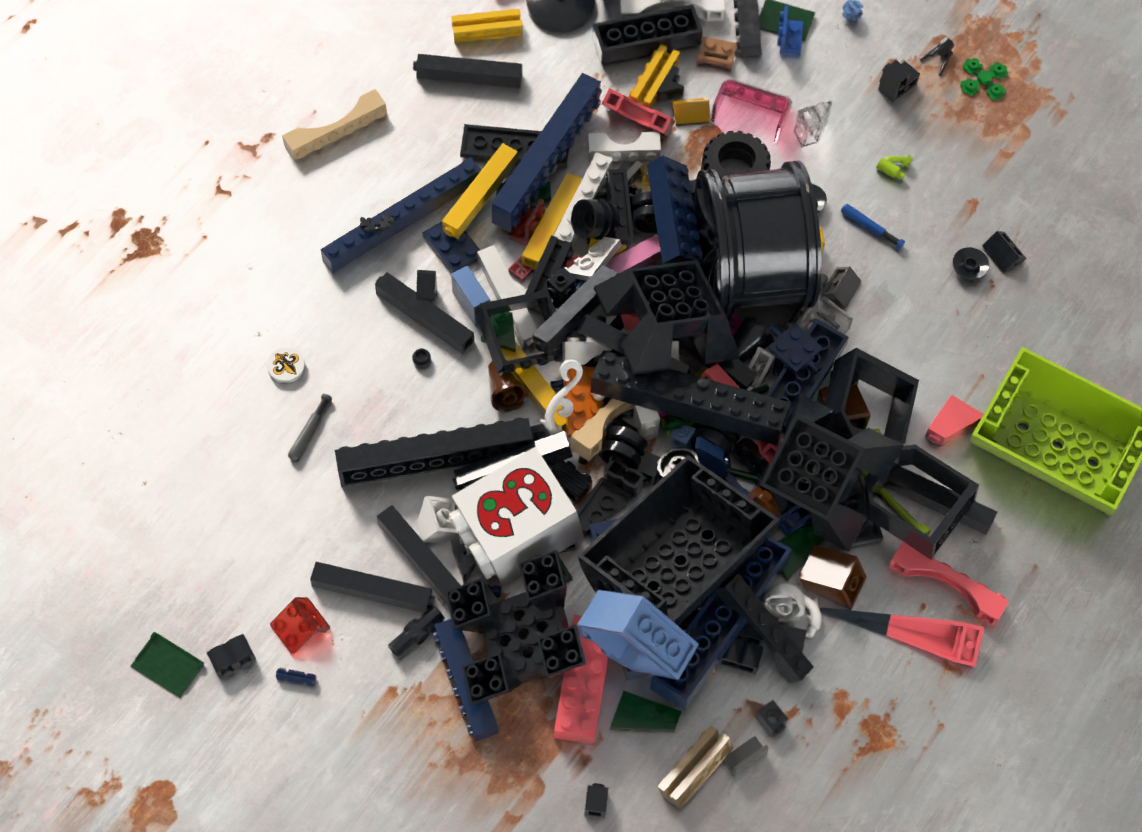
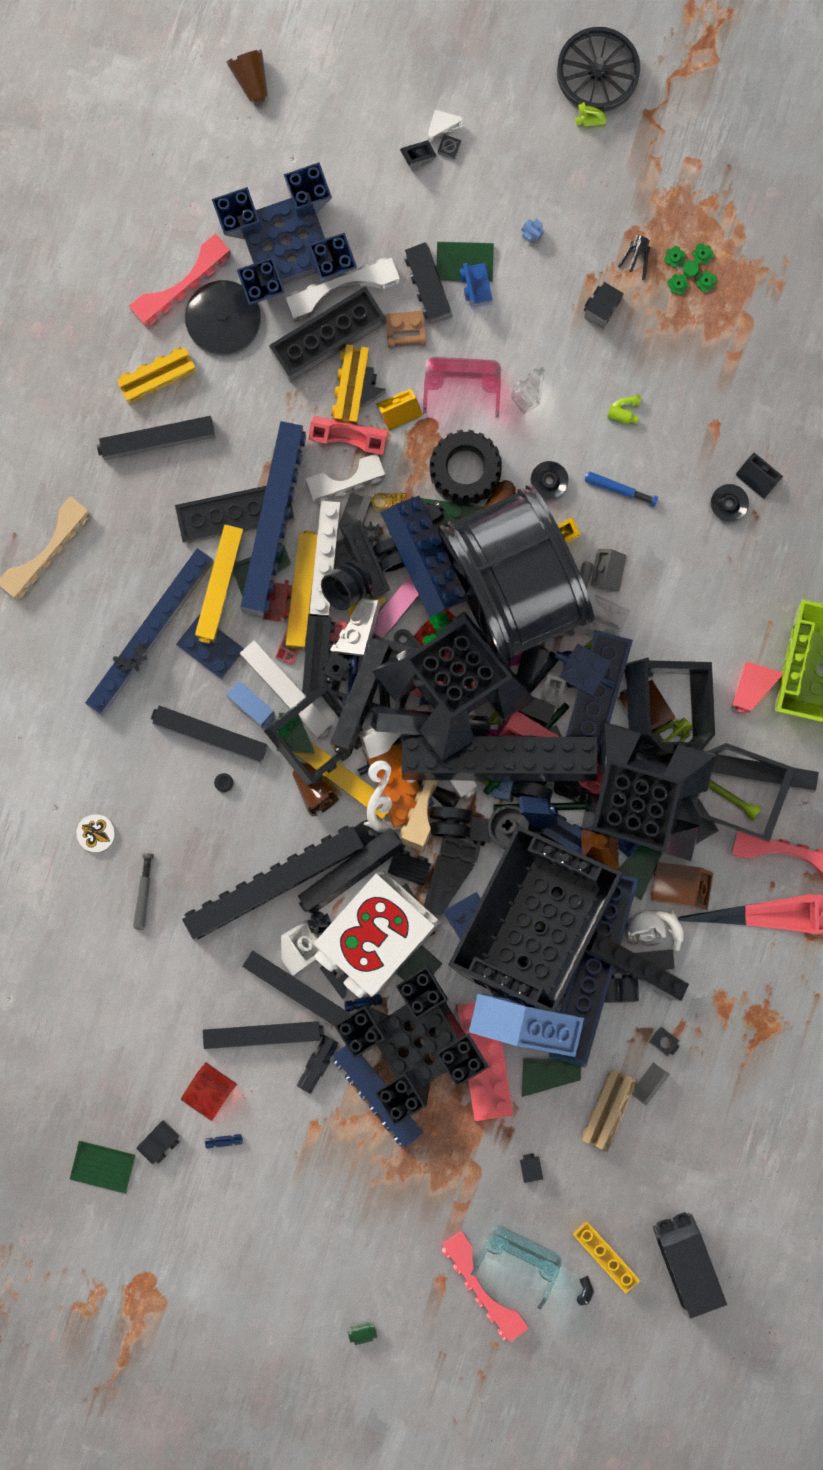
camera: 15 degrees left, 20 degrees up
(426, 284) = (204, 710): black slope -> none

